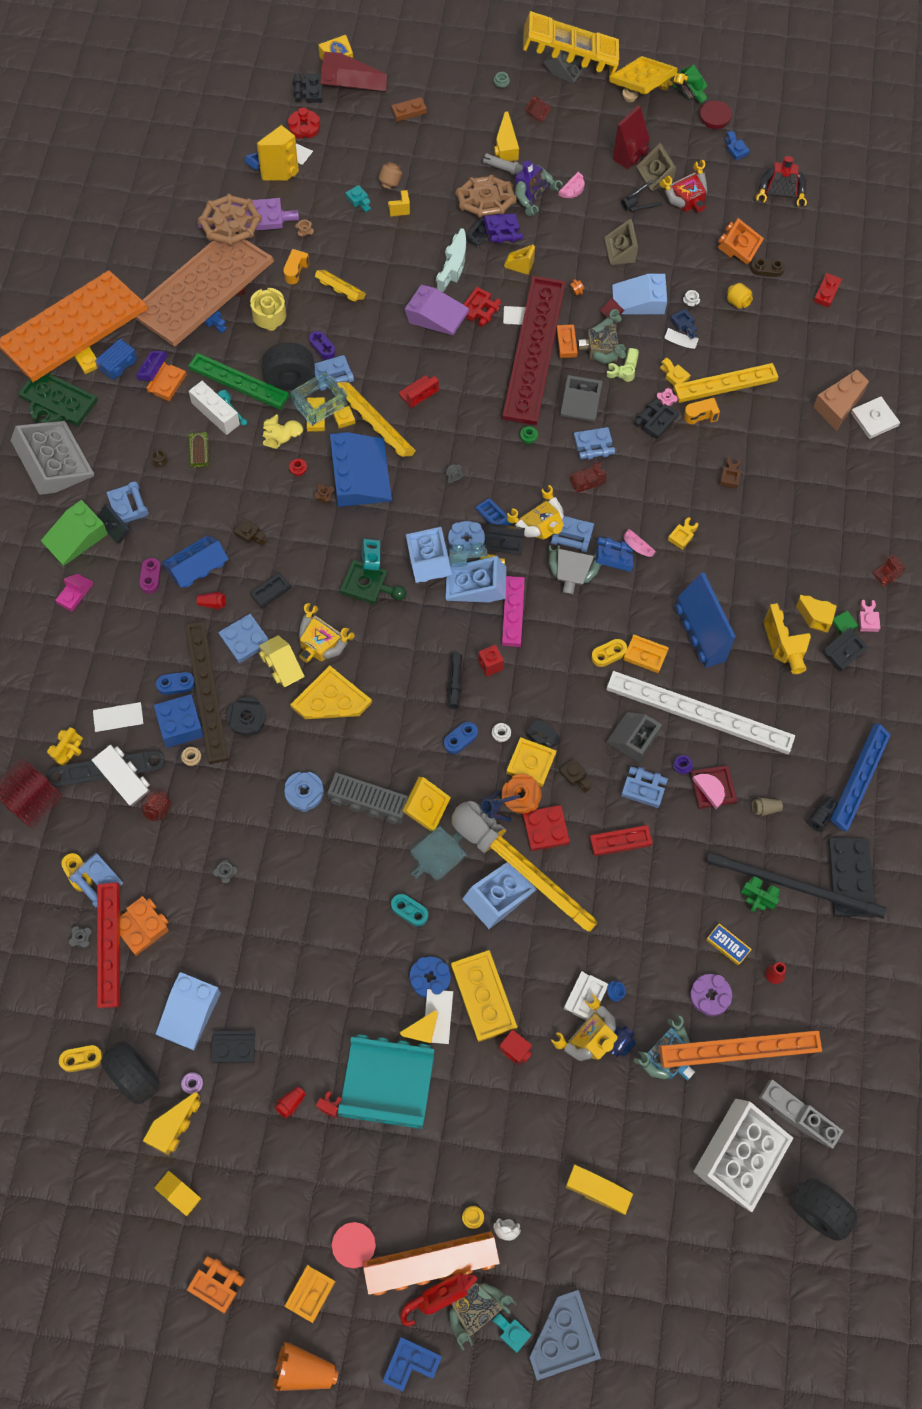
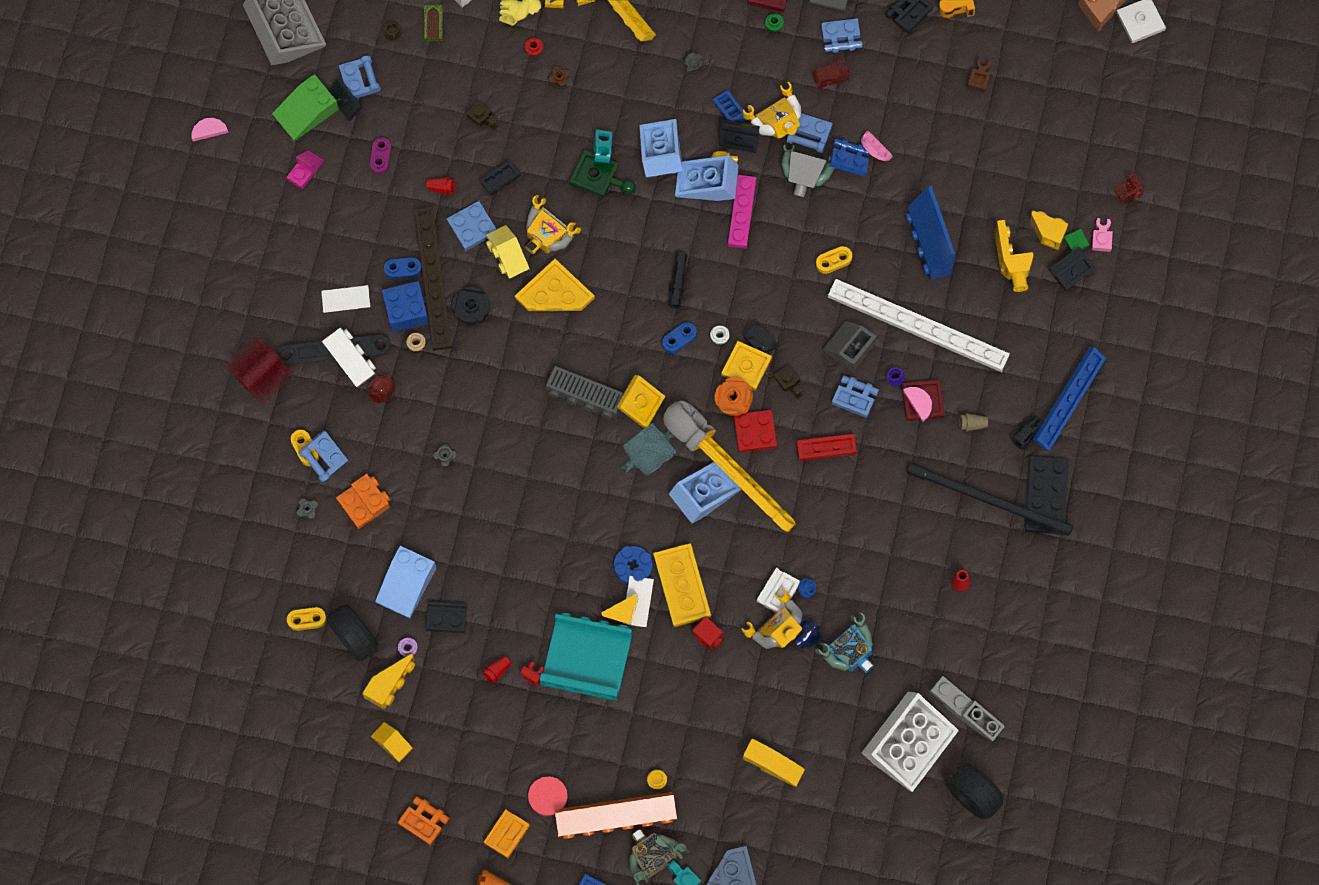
camera: 10 degrees right, 5 degrees up
(67, 746) = (297, 327): yellow hips -> none
(108, 945) = (334, 517): red plate -> none
(195, 561) = (426, 143): blue slope -> none
(304, 780) = (523, 371): medium blue plate -> none
(360, 469) = (597, 53): blue slope -> none
(410, 910) = (619, 501): teal plate -> none
(439, 1296) = (620, 842): red plate -> none
(459, 553) = (692, 150): clear light blue plate -> none
(463, 529) = (704, 122): medium blue plate -> none
(490, 660) = (714, 262): red brick -> none
(491, 805) = (703, 406): dark blue plant -> none
(506, 1229) = (686, 791): white plate -> none
(645, 653) = (870, 263): light orange plate -> none
(682, 535) = (922, 140): yellow plate -> none
(716, 984) = (900, 586): medium lavender plate -> none
(728, 944) = (919, 551): tile -> none
(740, 1049) = (916, 647): orange plate -> none
(758, 897) = (954, 510): green hips -> none

